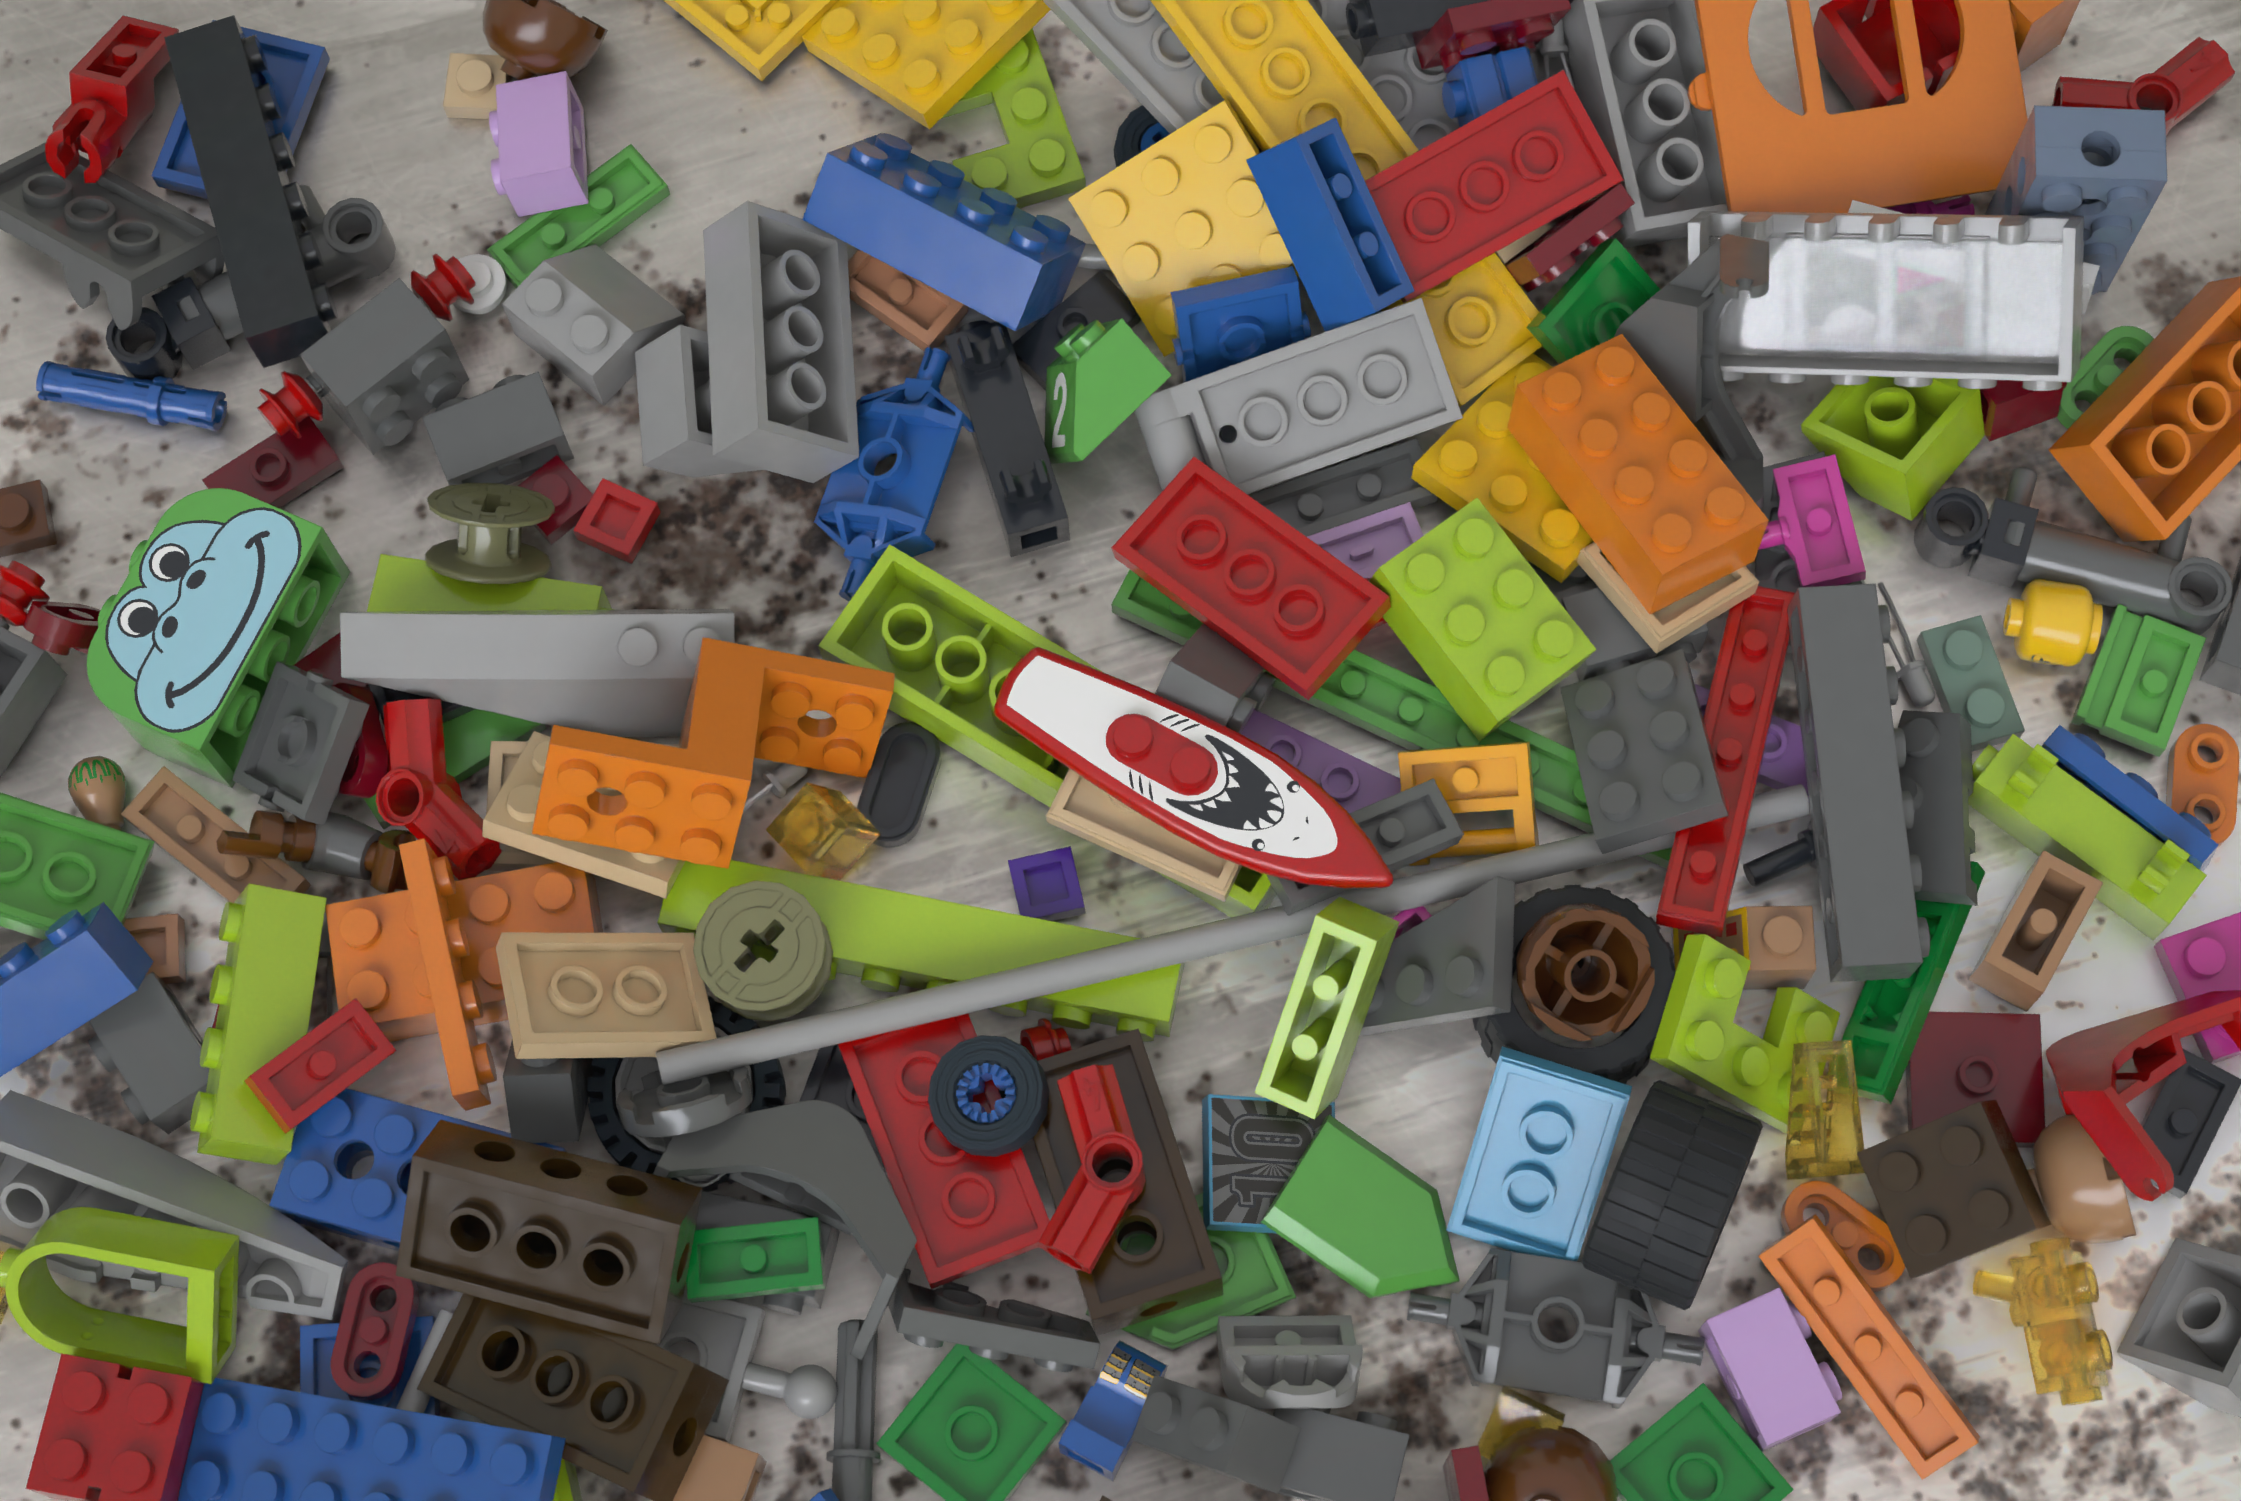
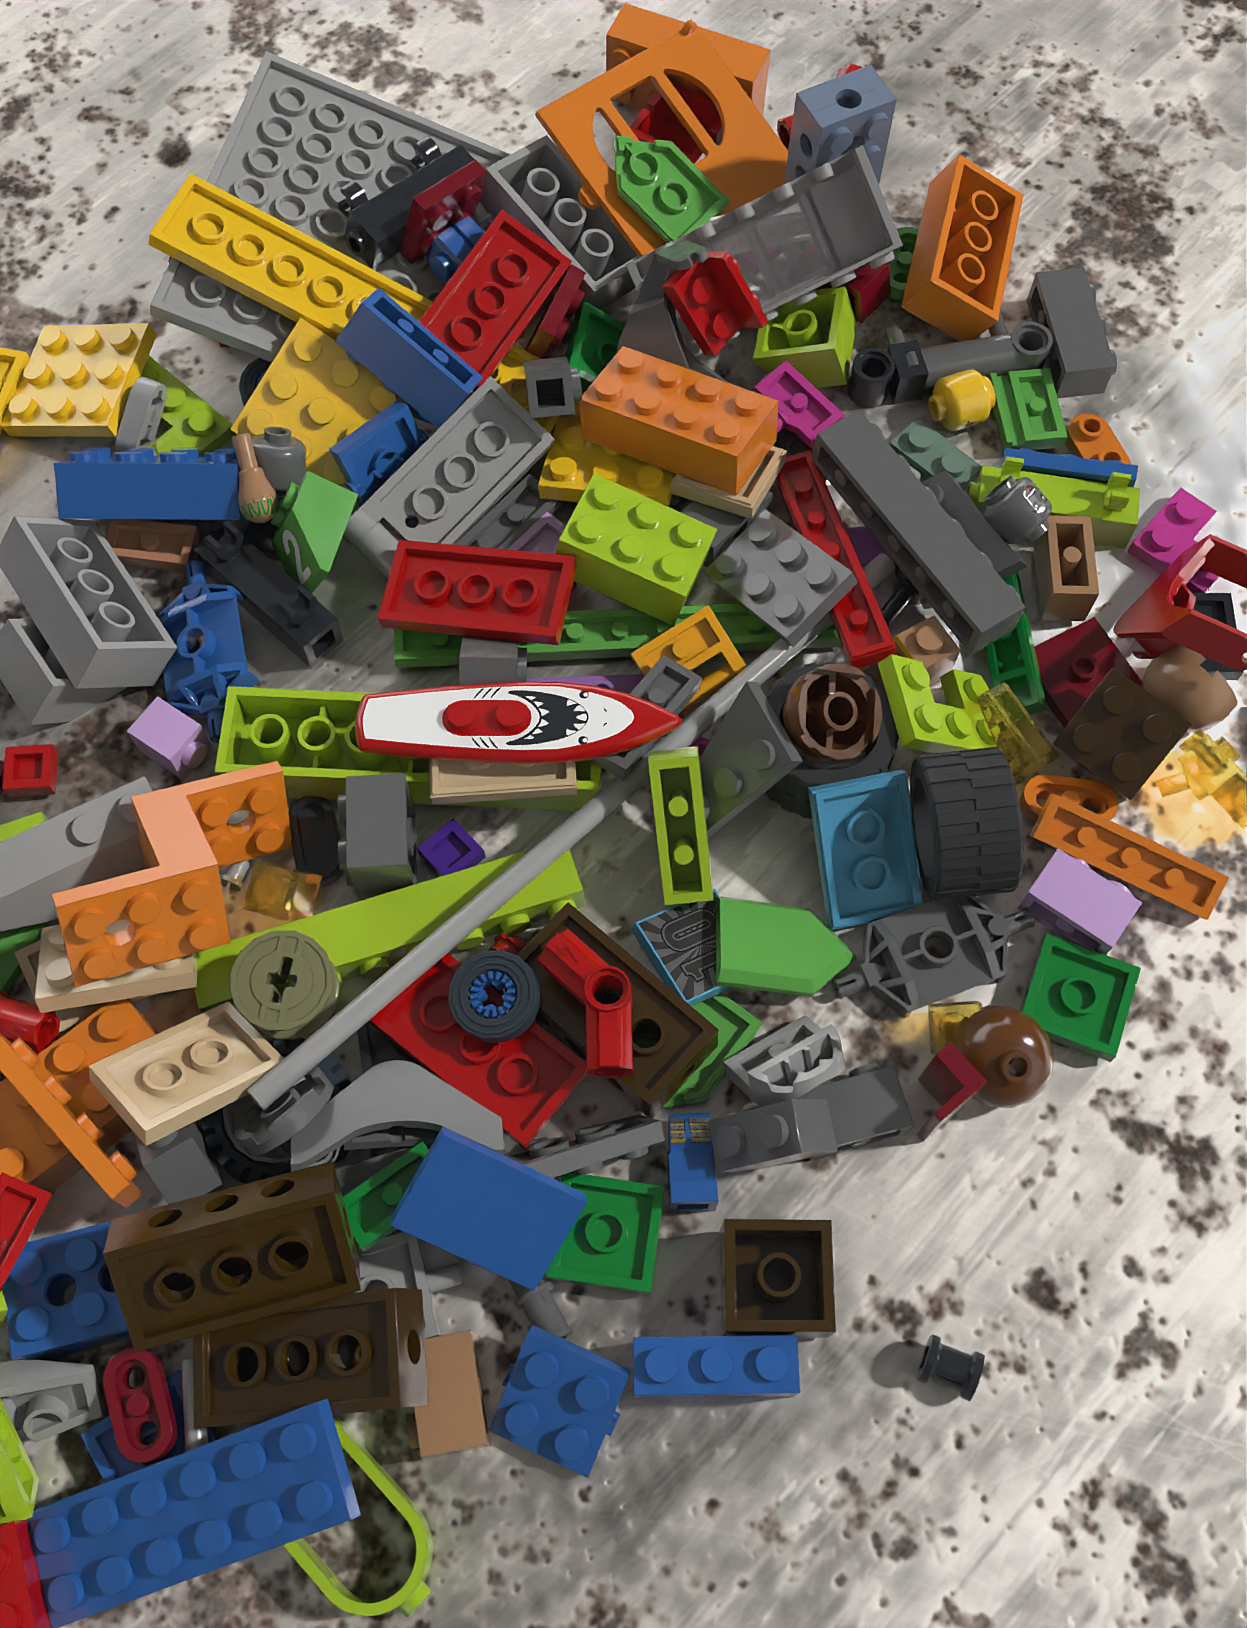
camera: 35 degrees left, 5 degrees down
(795, 566) = (169, 738): none -> lavender brick
(846, 1334) = (488, 1209): none -> blue tile
(968, 825) = (379, 834): none -> dark grey brick
(974, 117) = (141, 415): none -> light grey beam
(1049, 312) = (256, 495): none -> medium nougat piece
(1099, 275) = (280, 457): none -> dark grey head
(1492, 347) = (551, 387): none -> dark grey brick
(1770, 337) = (714, 301): none -> red bracket
(1812, 130) = (665, 187): none -> bright green tile
(2003, 826) = (1017, 510): none -> dark grey head

